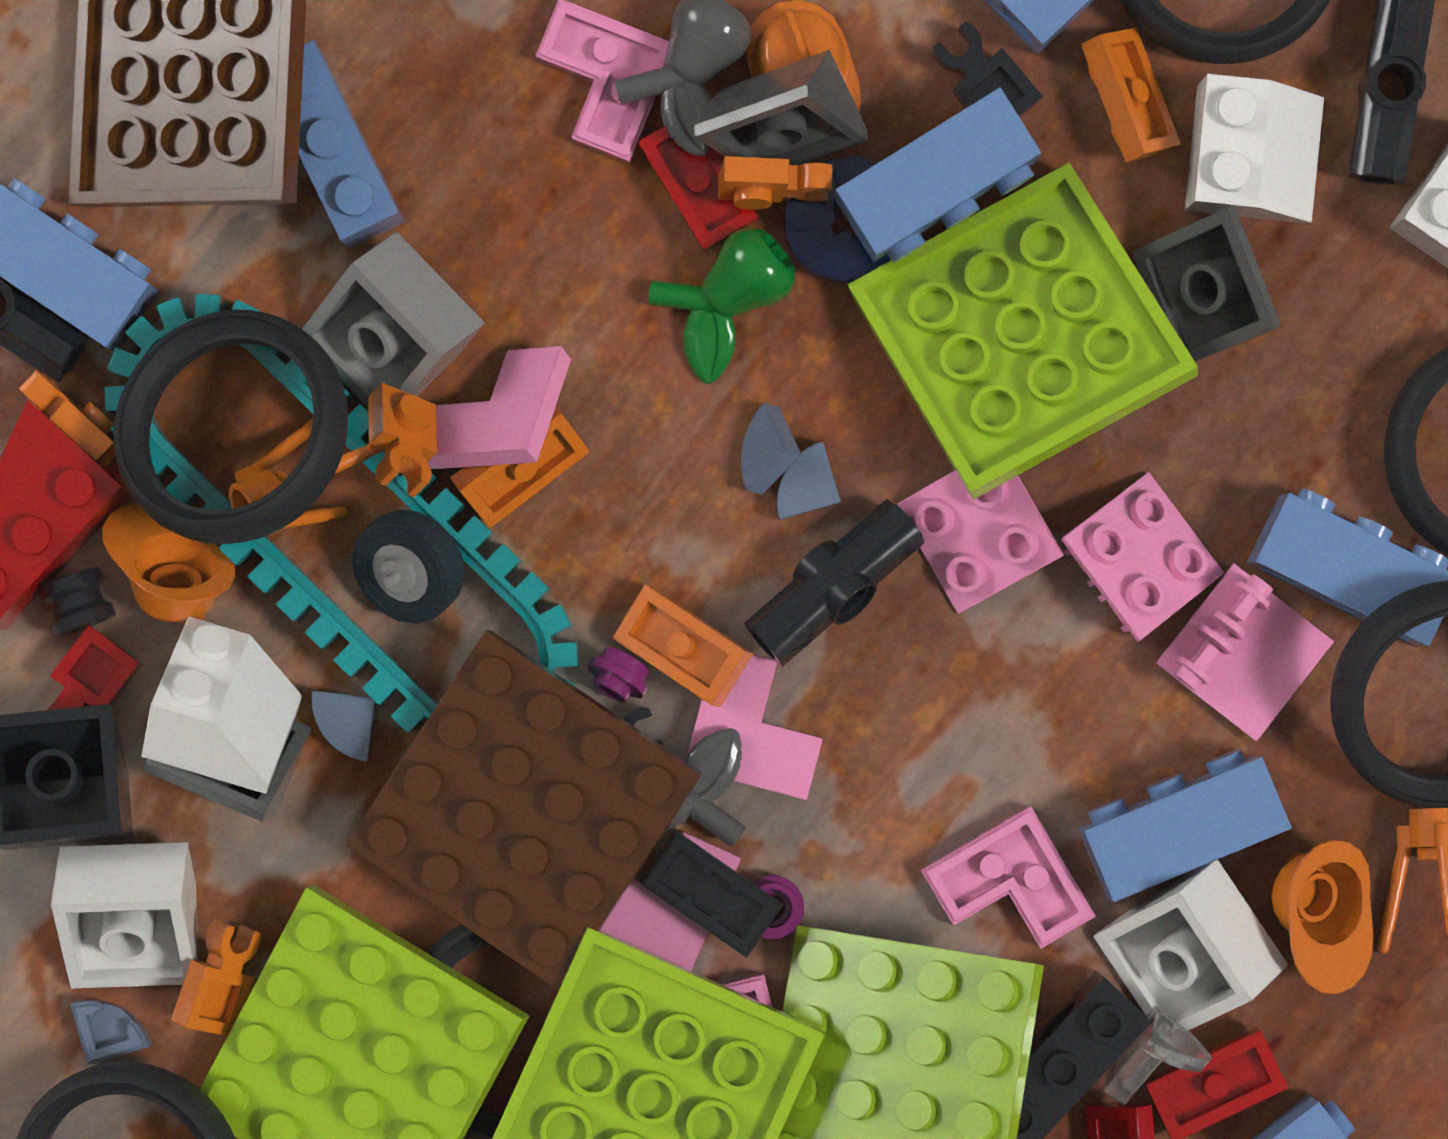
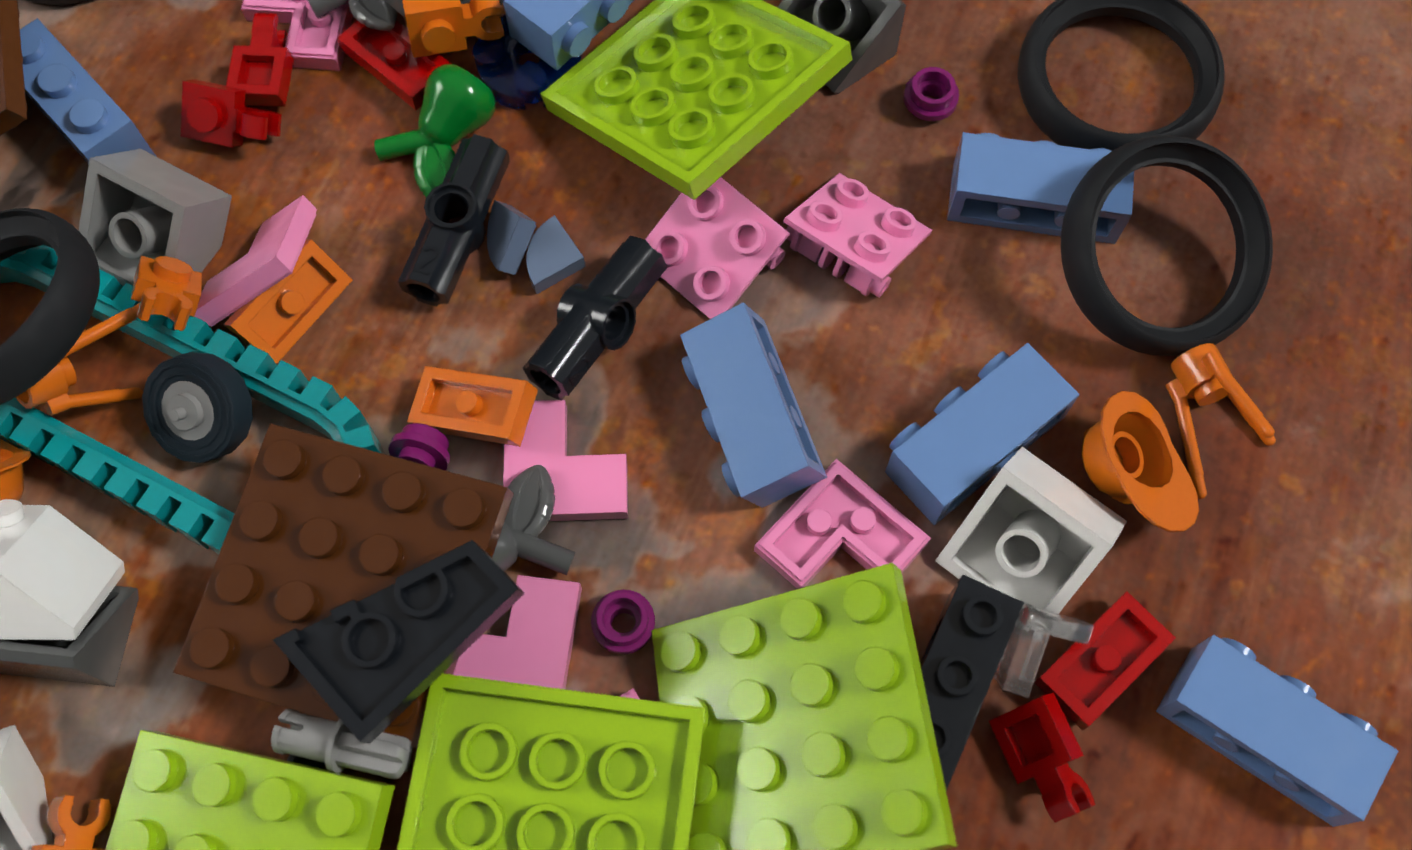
camera: 15 degrees left, 20 degrees down
(346, 722) = (169, 570): sand blue tile -> none
(488, 206) = (220, 117): none -> red plate
(490, 964) = (338, 747): none -> light grey axle
(541, 153) = (263, 66): none -> red plate
(569, 897) = (394, 644): none -> black wing
(712, 894) = (564, 619): black plate -> none
(740, 384) = (443, 246): none -> black piece
(962, 733) = (750, 407): none -> medium blue brick
(1245, 651) = (974, 280): bright pink hinge -> none
(1301, 403) = (935, 83): none -> magenta plate

